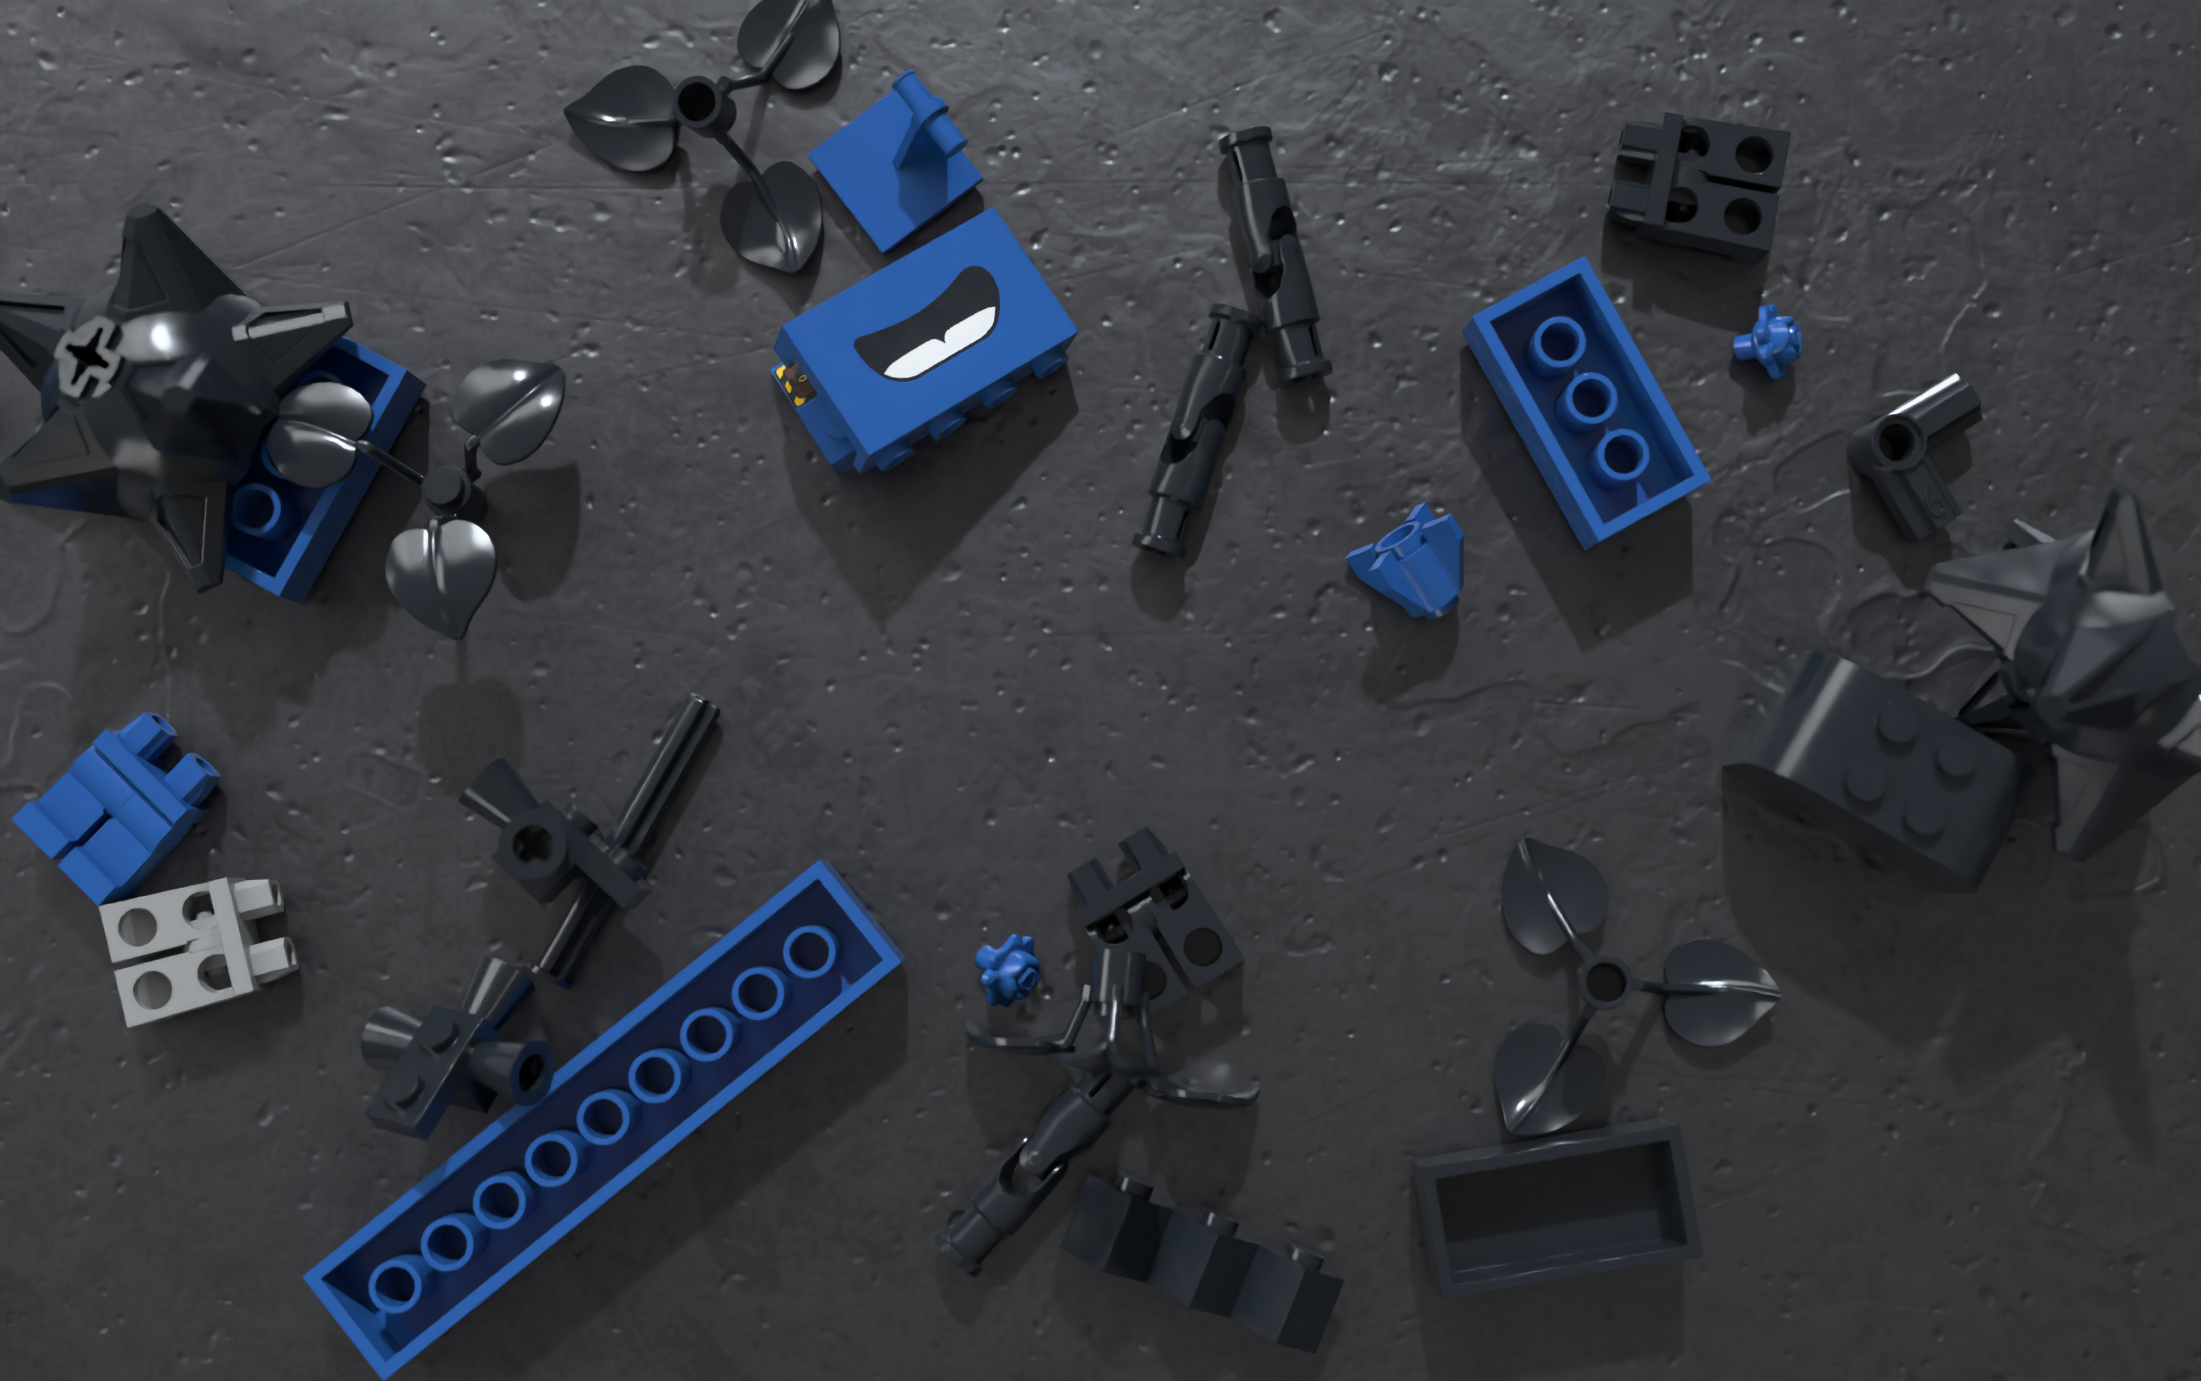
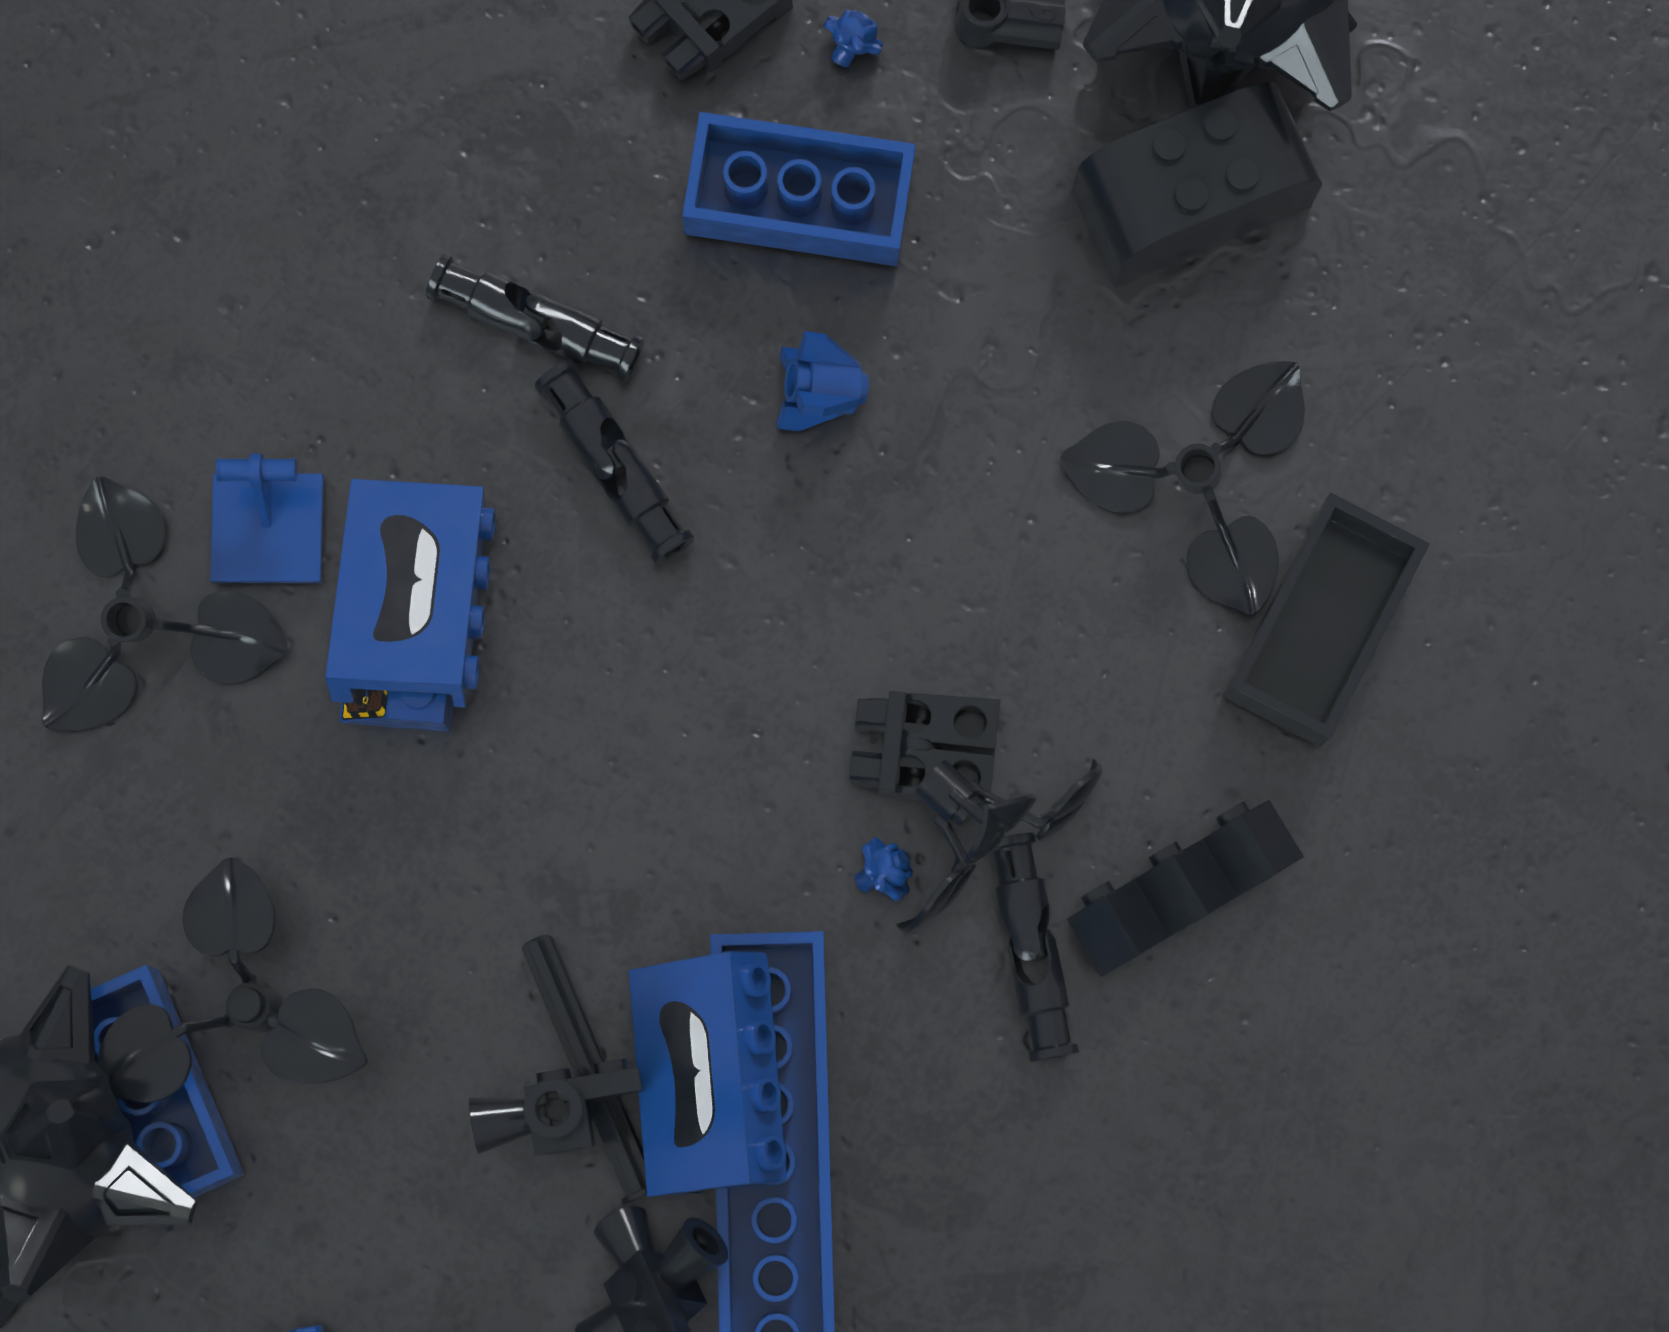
camera: 55 degrees left, 5 degrees down
(690, 957) = (707, 1074): none -> blue panel

